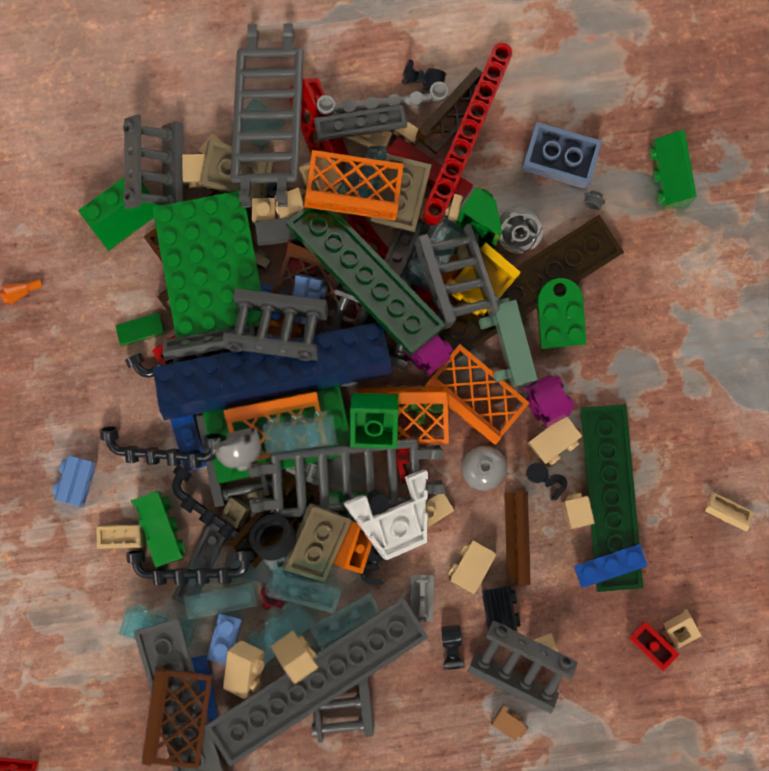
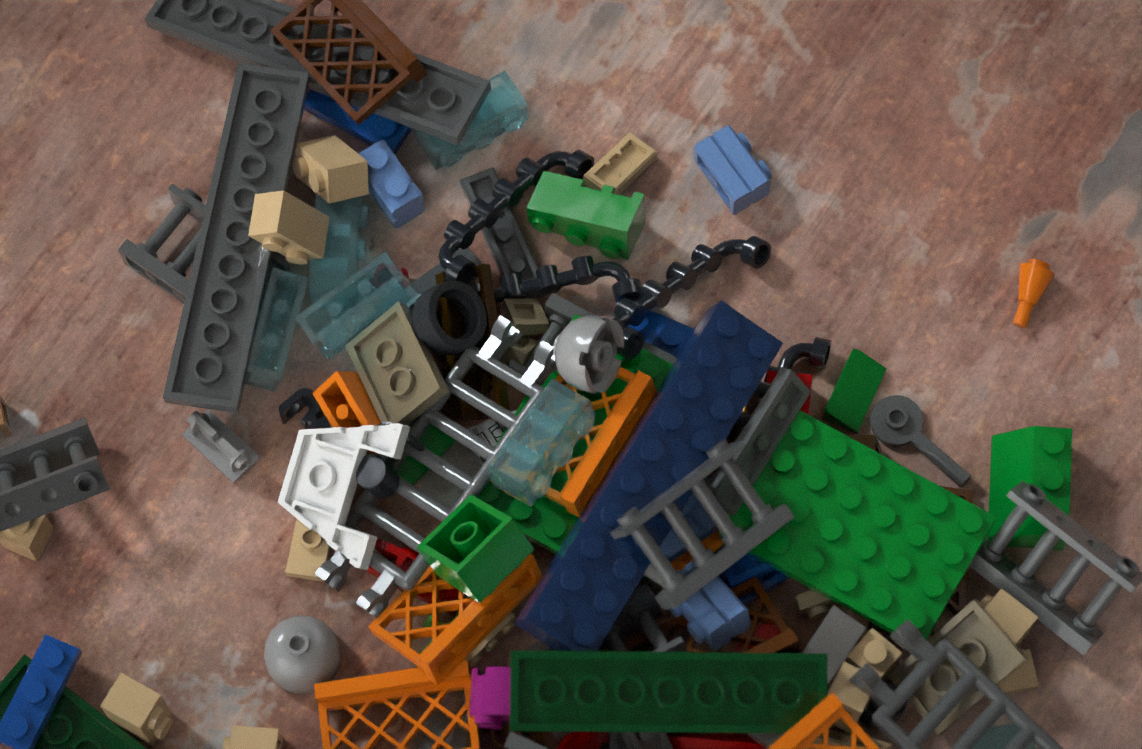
camera: 135 degrees right, 15 degrees down
(138, 298) = (899, 422): none -> dark grey piece
(219, 600) = (440, 201): clear light blue brick -> none
(451, 641) = (139, 437): black leg -> none
(472, 567) = (198, 532): tan brick -> none
(499, 607) = (118, 521): black brick -> none
(517, 538) = (177, 616): reddish brown fence -> none
(538, 474) = (231, 709): black leg -> none

